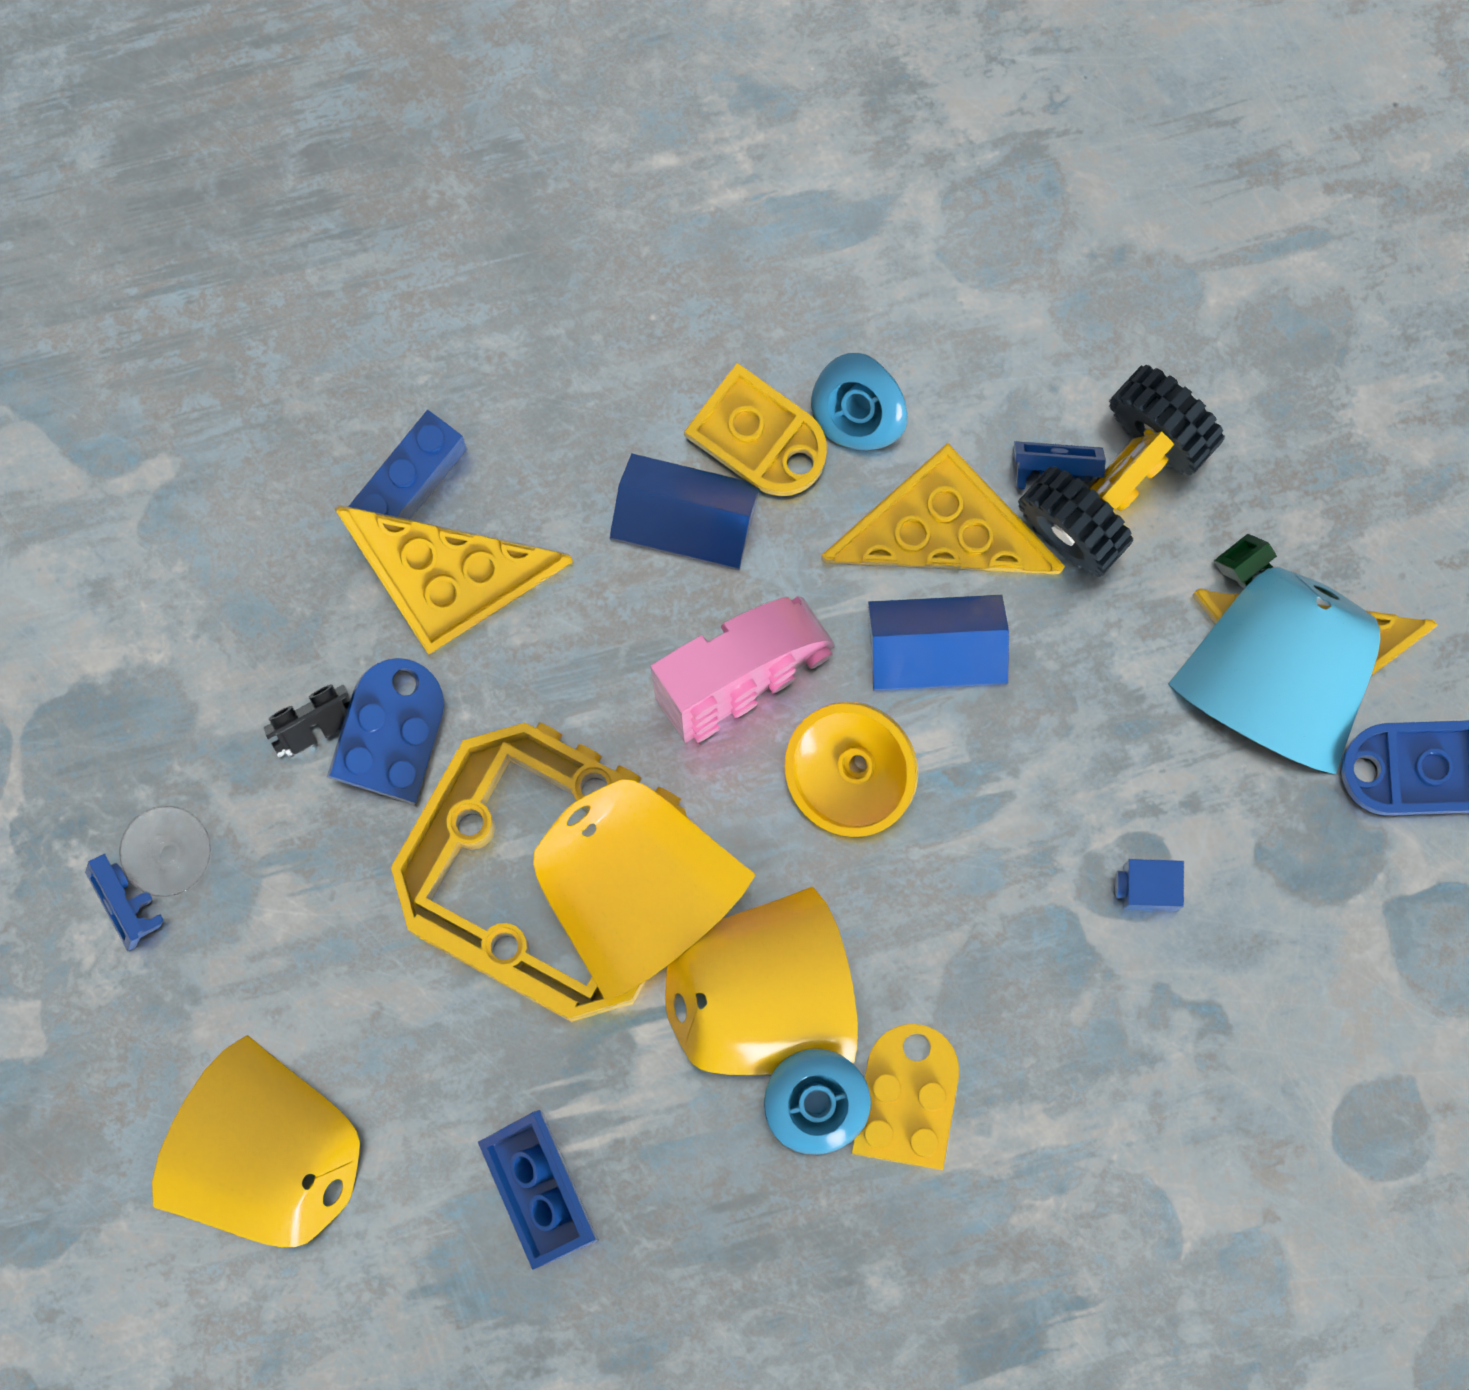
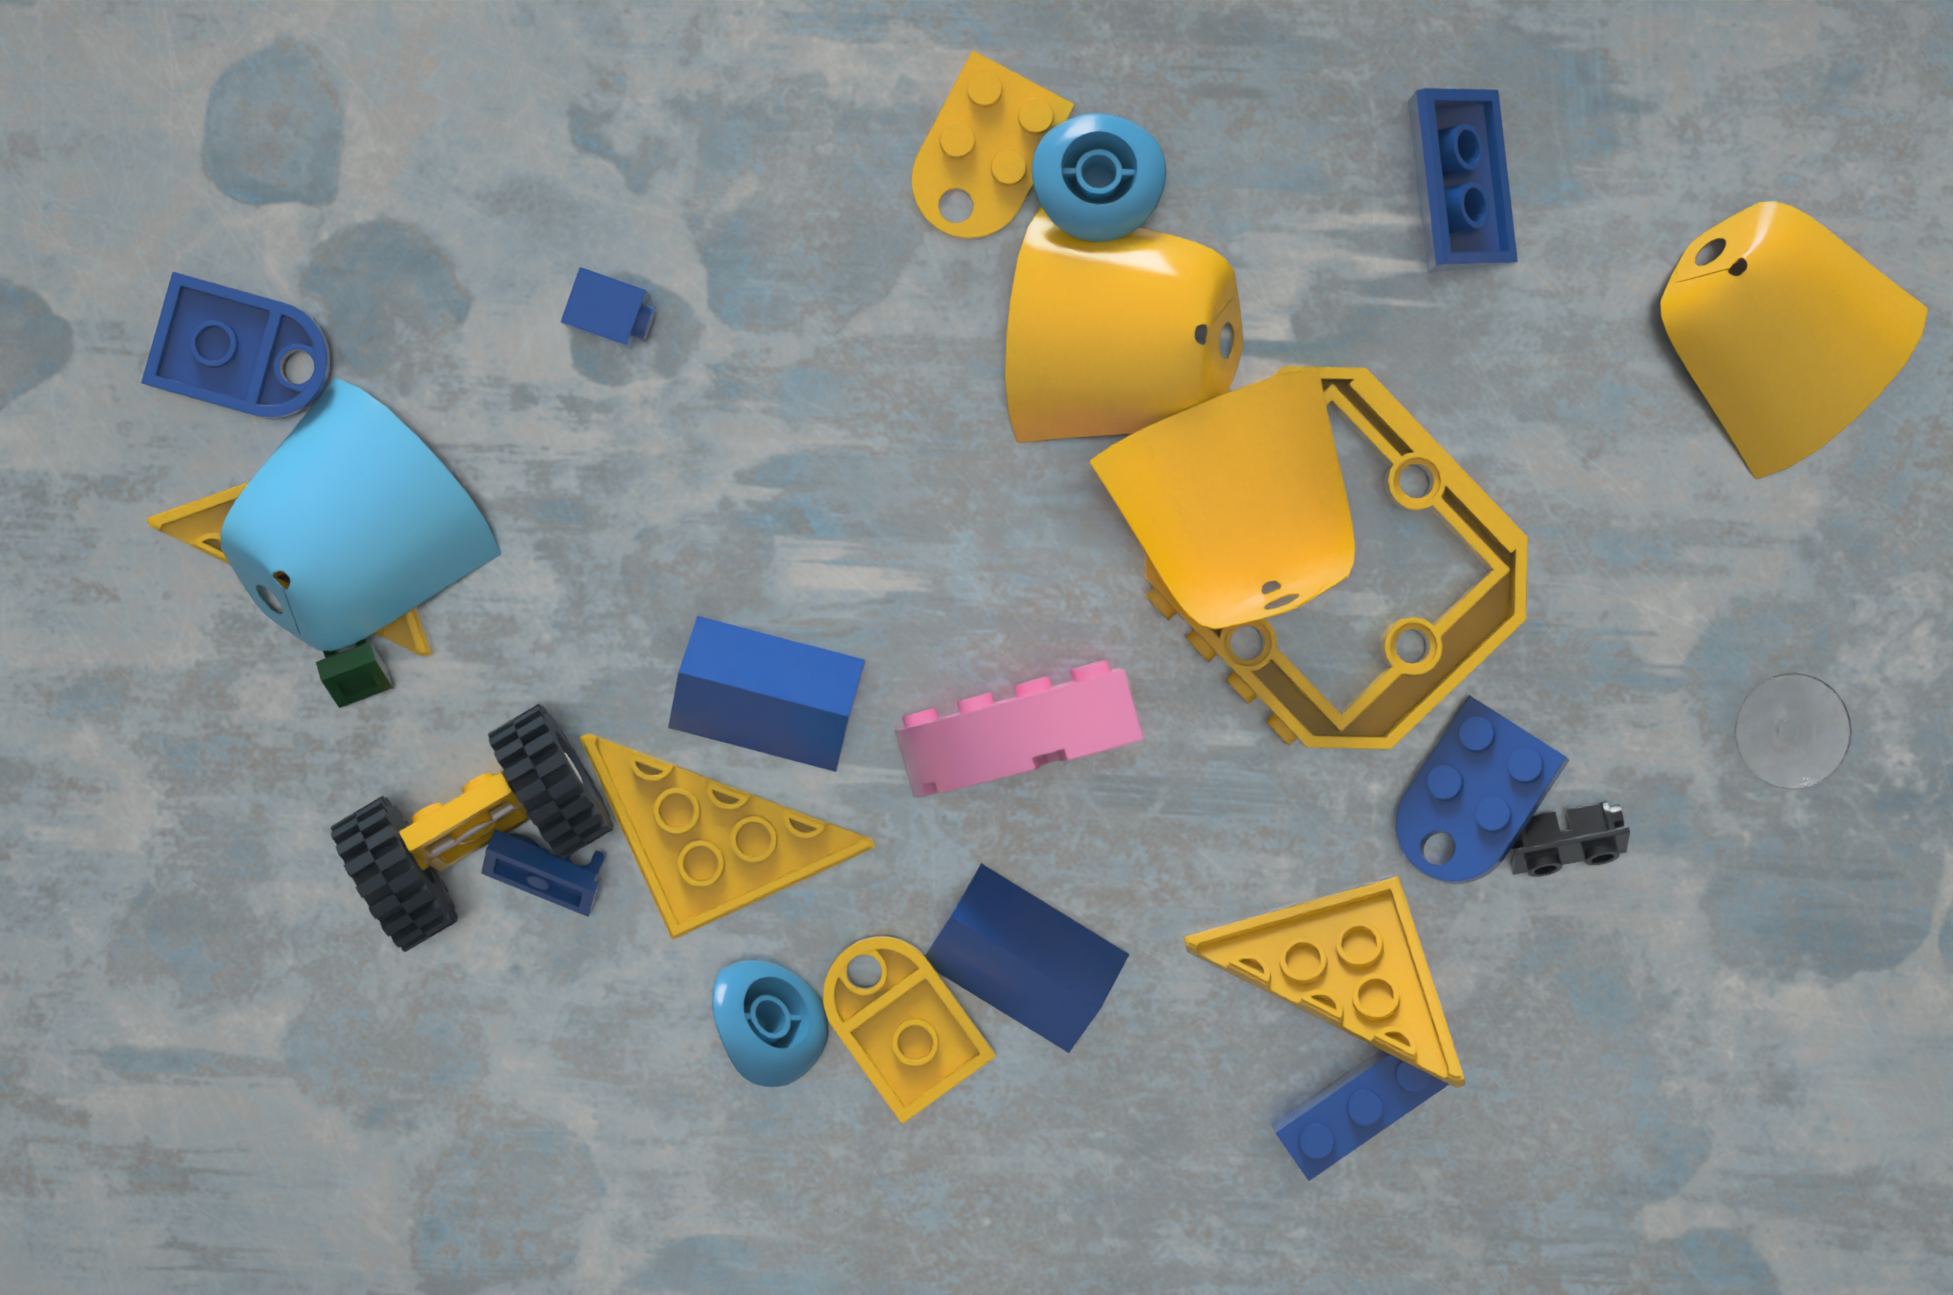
camera: 165 degrees left, 10 degrees up
(109, 886) = (1871, 712): blue plate -> none
(831, 785) = (950, 548): yellow dish -> none

